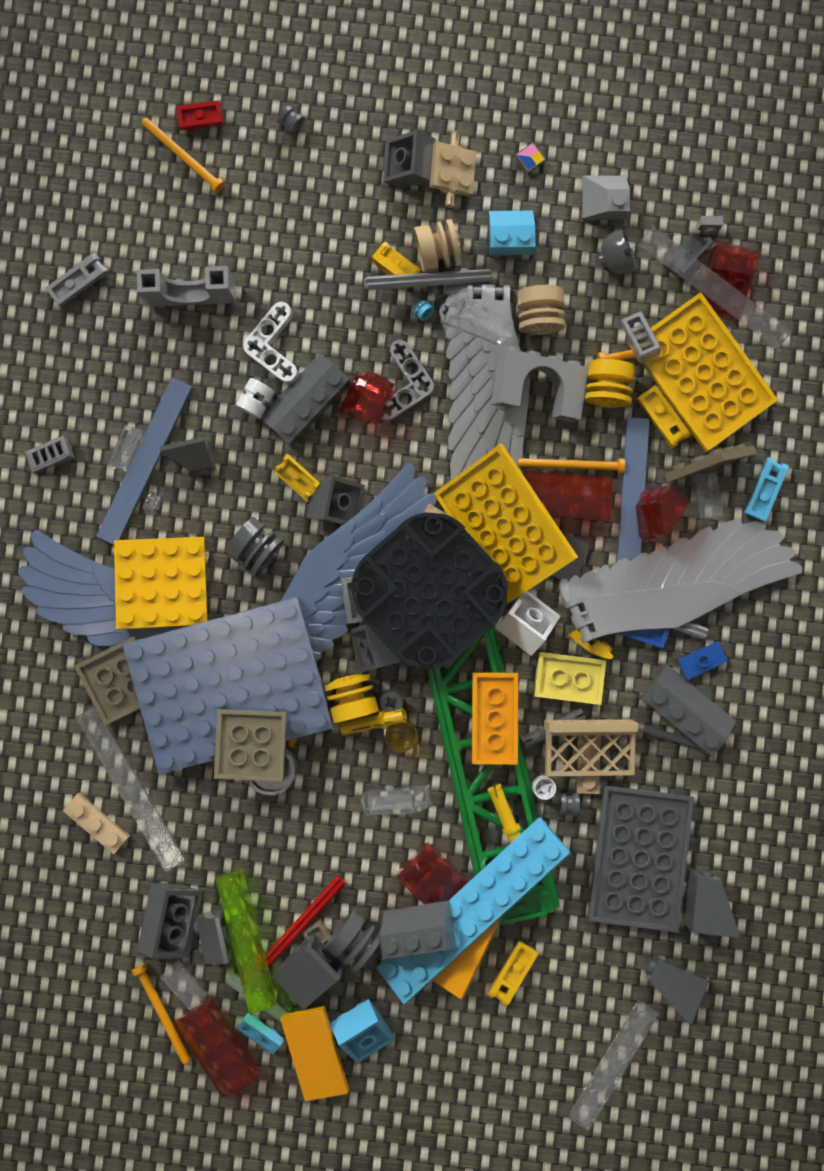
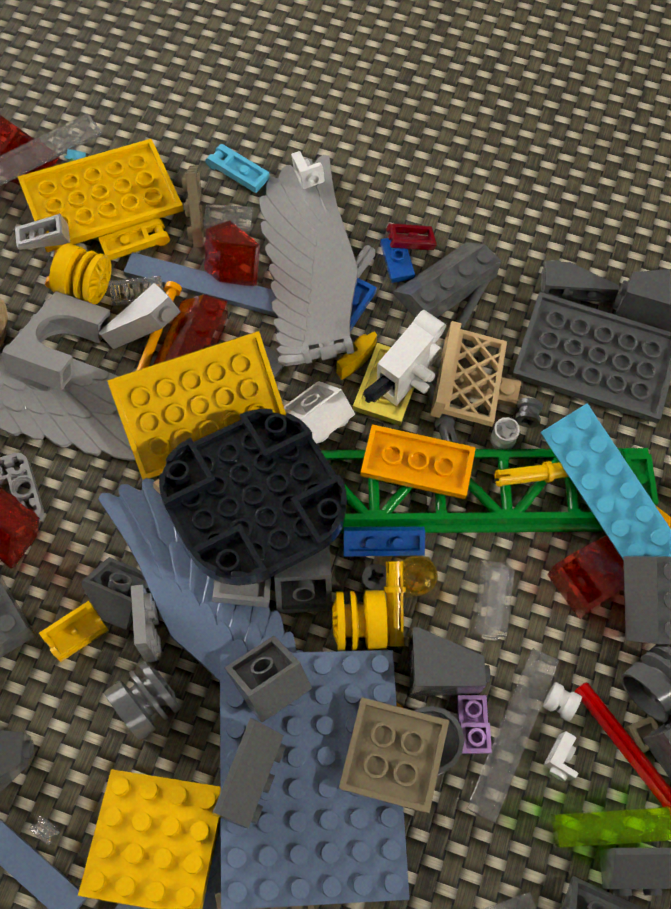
camera: 85 degrees left, 20 degrees down
(210, 642) = (250, 775): none -> dark grey slope
(284, 638) = (268, 678): none -> dark grey slope
(287, 870) = (560, 752): none -> white bracket
(294, 800) = (474, 724): none -> lavender slope
(294, 832) = (512, 736): none -> clear plate
(301, 536) = (144, 621): none -> light grey plate
(326, 866) = (562, 701): none -> white wheel
(327, 770) = (444, 667): none -> dark grey slope
(424, 703) = (384, 541): none -> blue plate
(577, 692) = (408, 361): none -> white piece
(583, 452) = (143, 316): none -> light grey slope
(616, 433) = (115, 289): none -> clear slope
(712, 825) = (575, 283): none -> dark grey slope
(714, 659) = (410, 238): none -> dark red tile
(741, 335) = (74, 155): none -> medium azure plate
(767, 558) = (307, 174): none -> white bracket

